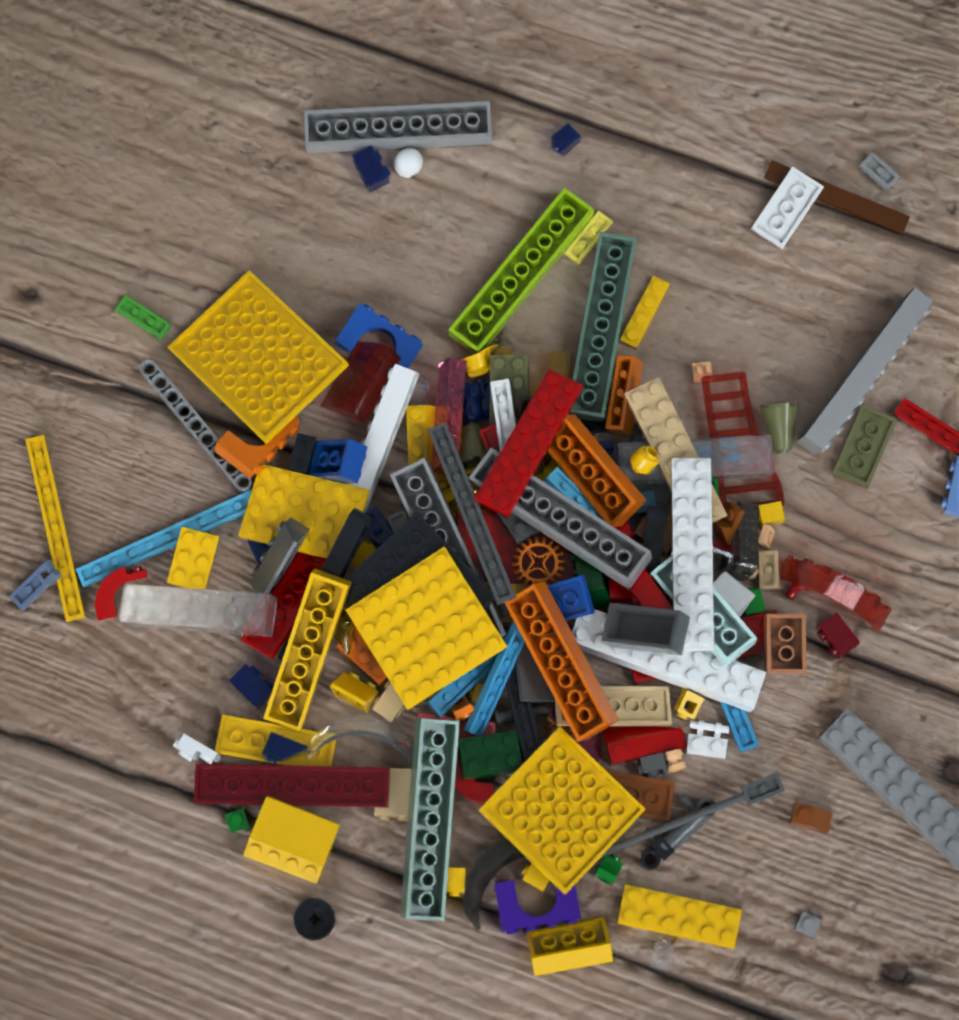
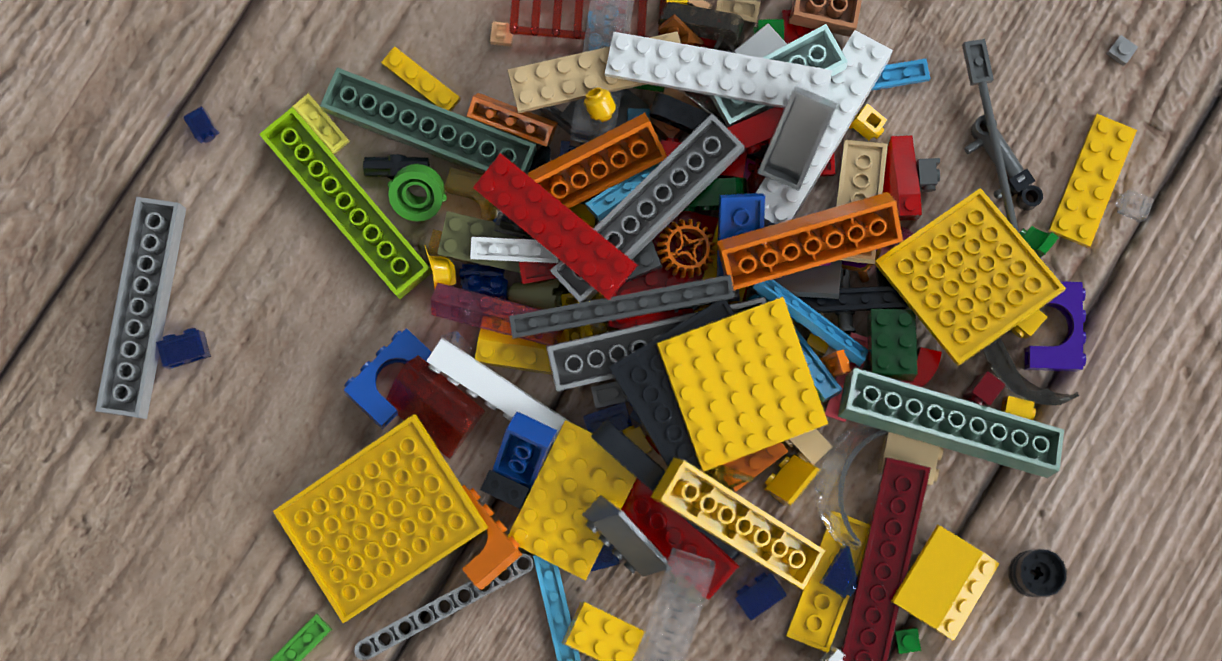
camera: 75 degrees left, 5 degrees up
(408, 162) = (186, 305): white hair -> none
(465, 844) = (984, 389): none -> dark red brick
(531, 327) = (412, 206): none -> bright green piece
(563, 308) = (390, 165): none -> black piece
(569, 946) = (1108, 300): yellow slope -> none
(651, 793) = (956, 183): dark orange plate -> none
(674, 760) = (927, 150): light nougat wheel -> none
(704, 745) = (914, 115): white plate -> none
(810, 817) = (1011, 24): dark orange slope -> none

